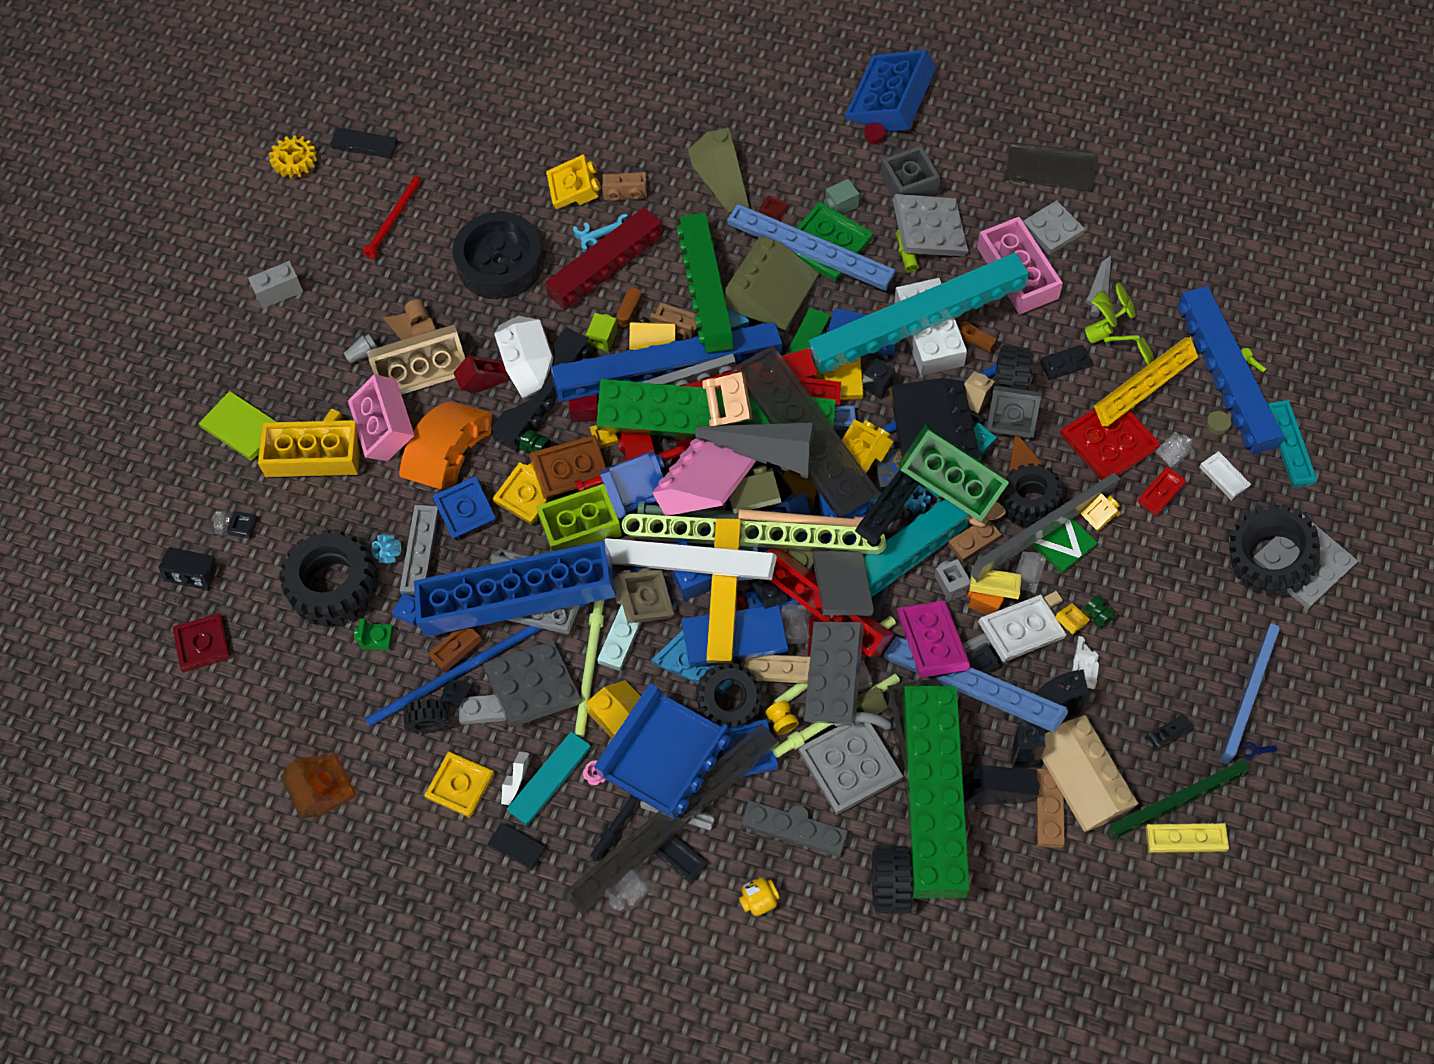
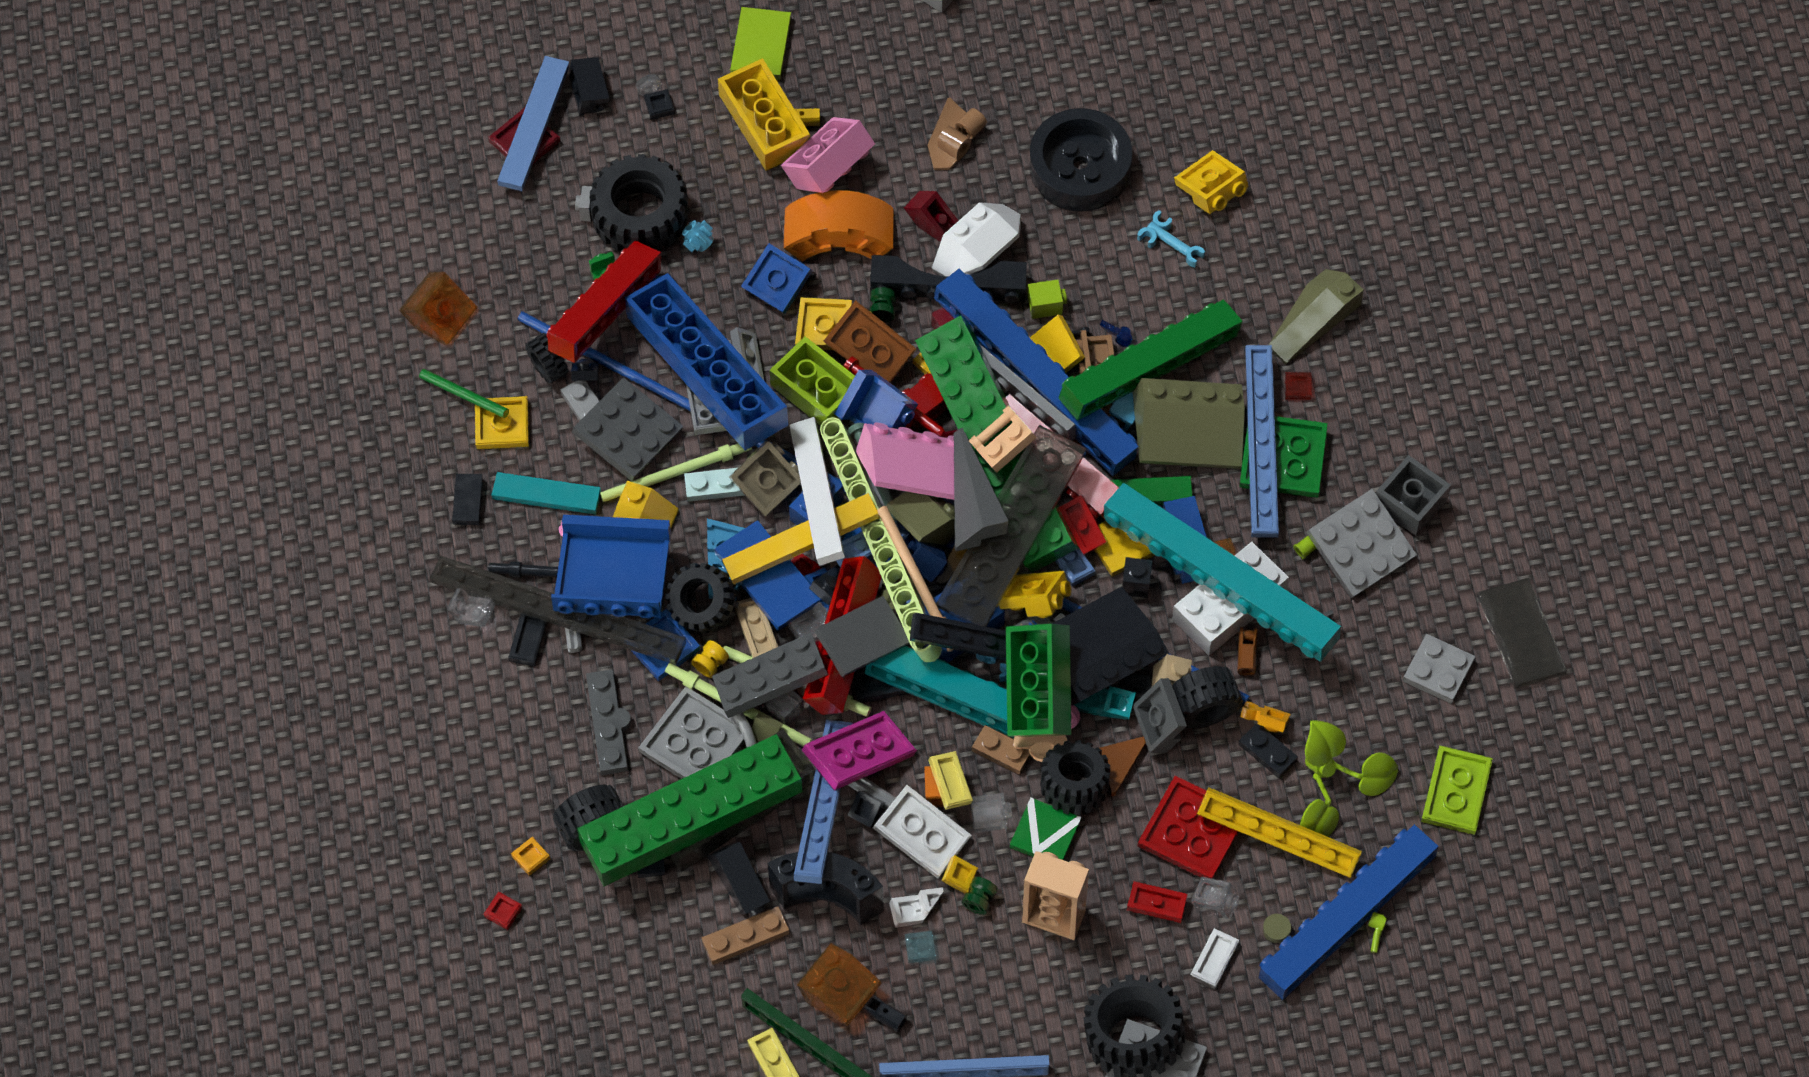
camera: 60 degrees right, 0 degrees up
(195, 626) = (533, 123): none -> medium blue tile
(297, 621) = (582, 204): none -> light grey plate
(360, 348) = (905, 99): light grey cone -> none
(371, 250) = (1022, 44): red bar -> none
(409, 642) = (603, 301): none -> red brick
(414, 801) = (464, 393): none -> green bar
(419, 359) = (915, 152): tan slope -> none
(419, 547) = (716, 264): light grey plate -> none
(454, 648) = (629, 347): dark orange plate -> none
(512, 783) = (534, 463): white slope -> none
(604, 258) = (1136, 257): dark red brick -> none
(624, 186) = (1241, 232): medium nougat bracket -> none
(628, 307) = (1092, 308): dark orange bar -> none
(662, 296) = (1123, 334): none -> clear blue hand
(759, 896) = (522, 719): yellow head -> none
(842, 197) = (1347, 443): sand green brick -> none
(874, 133) = (1459, 439): dark red tile -> none
(890, 951) = (530, 856): none -> light orange tile
(892, 89) = (1526, 429): blue slope -> none
(932, 1000) = (503, 910): none -> red tile
(955, 572) = (939, 736): light grey brick -> none
(1012, 237) = (1365, 645): bright pink brick -> none
(1042, 527) = (1042, 800): dark grey tile -> none
(1044, 346) = (1270, 718): none -> light orange plate
(1053, 599) = (974, 850): tan piece -> none
(1086, 774) = (790, 946): tan slope -> none
(1100, 283) = (1388, 745): light grey bar -> none
(1101, 511) = (1099, 853): yellow bracket -> none
(1121, 678) = (920, 946): none -> clear light blue tile
(1137, 752) = (838, 984): none -> clear orange slope
(1145, 547) = (1055, 894): none -> light nougat brick
(1156, 260) = (1457, 790): none -> lime tile
(1292, 446) = (1292, 1009): teal tile -> none

